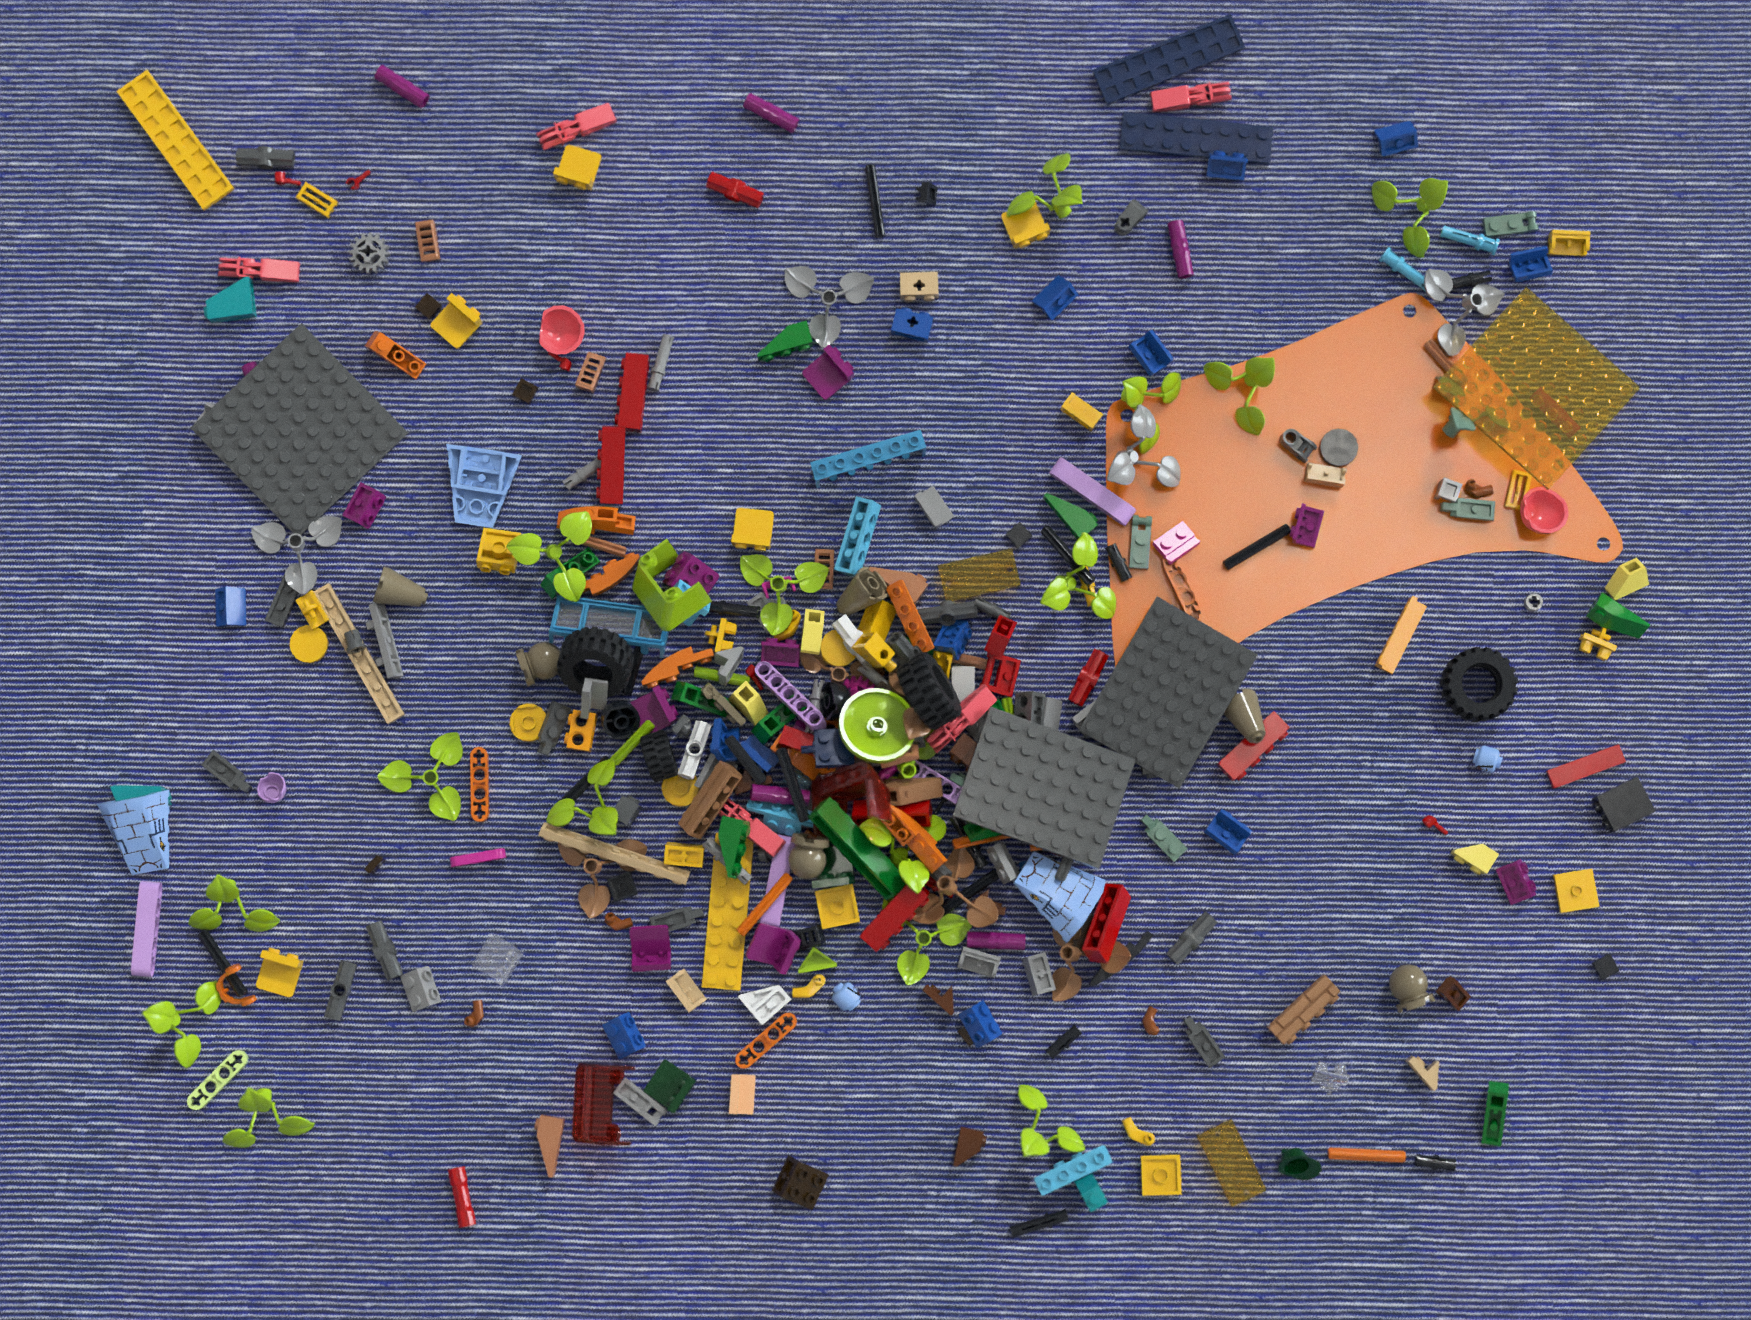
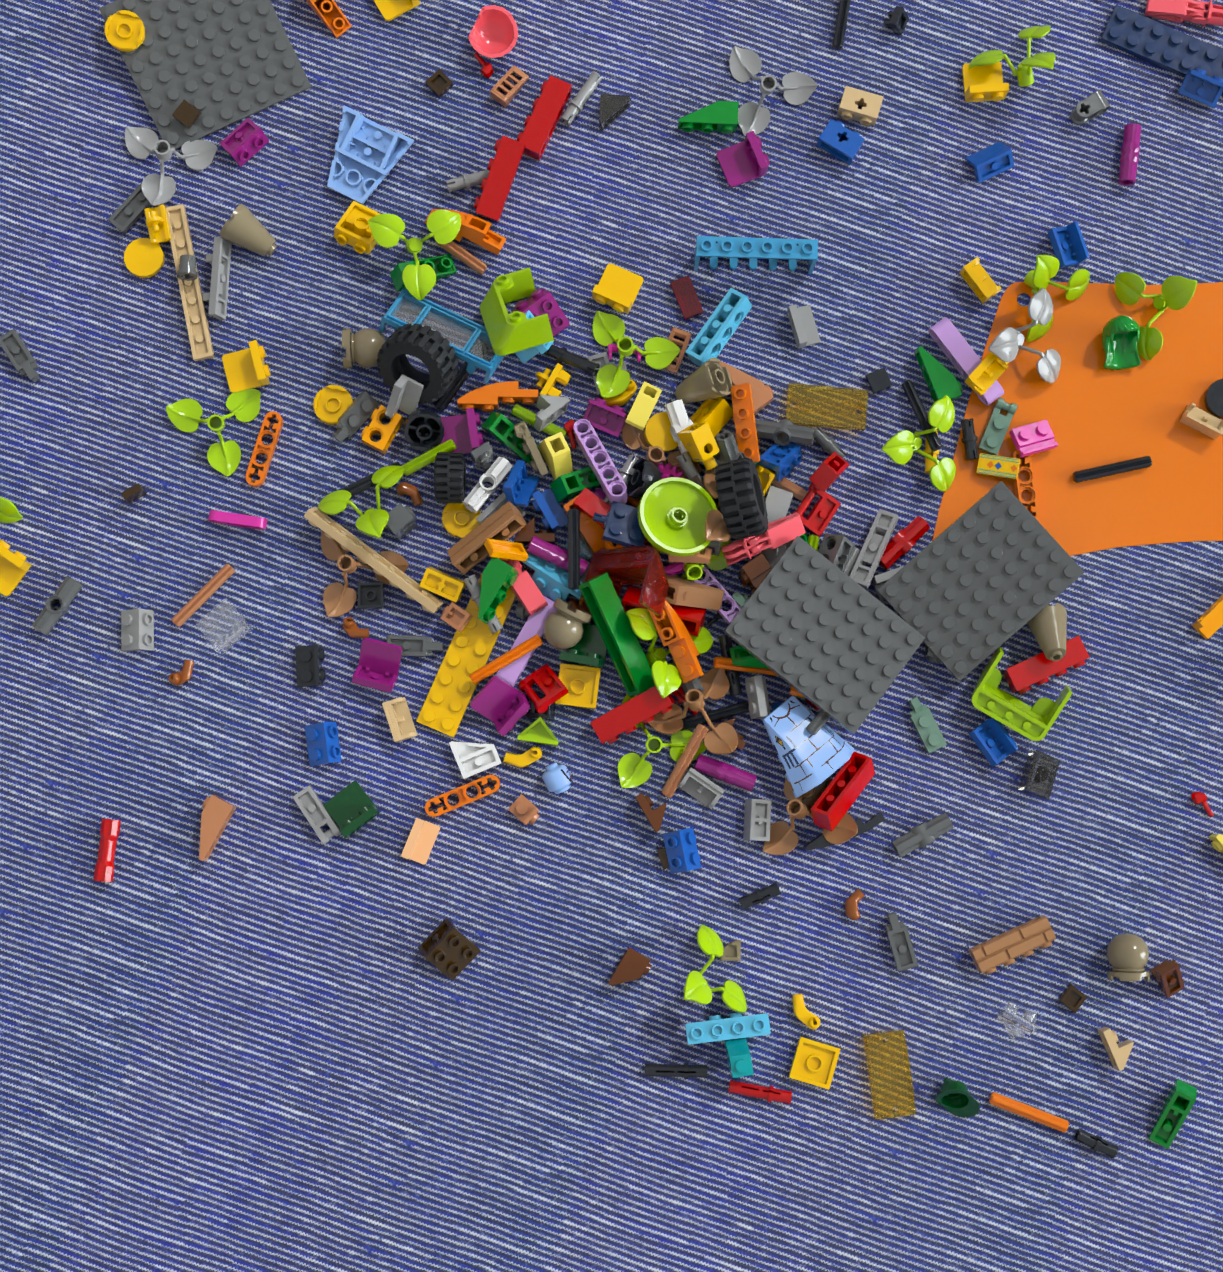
camera: 10 degrees right, 0 degrees up
(222, 441) = (124, 31): none -> yellow tile
(230, 606) = (80, 196): panel -> none
(272, 788) = (58, 384): lavender hair -> none
(303, 498) = (186, 114): none -> dark brown tile
(384, 950) = (114, 580): dark grey piece -> none
(438, 715) = (246, 368): none -> yellow bracket
(469, 937) = (208, 589): none -> nougat axle
(587, 968) = (309, 665): none -> black bracket
(595, 1104) = (270, 803): clear red windscreen -> none
(614, 571) = (466, 287): orange slope -> none
(626, 778) = (410, 490): none -> dark orange arm
(691, 363) = (612, 107): none -> clear smoke slope
(706, 881) = (456, 617): none -> nougat bracket
(732, 805) = (506, 550): none -> light orange tile
(744, 758) = (534, 509): black axle -> none
(809, 913) = (548, 684): none -> red plate
(818, 516) = (686, 297): none -> dark red tile
(826, 1035) = (524, 810): none -> nougat bracket
(956, 942) = (684, 760): none -> nougat axle
(1055, 1100) = (732, 951): none -> dark tan tile
(1063, 692) = (874, 547): none -> light grey hinge
(1113, 500) = (986, 374): none -> yellow hinge
(1121, 1217) = (762, 1092): none -> red pin
(1152, 579) = (998, 466): none -> yellow tile
(1227, 429) = (1120, 343): none -> green piece
(1236, 799) = (1027, 720): none -> lime windscreen
(1280, 848) = (1039, 774): none -> clear smoke slope
(1298, 445) = (1186, 382): dark grey piece -> none
(1307, 526) = (1170, 464): magenta bracket -> none
(1373, 1040) = (1072, 998): none -> dark brown tile

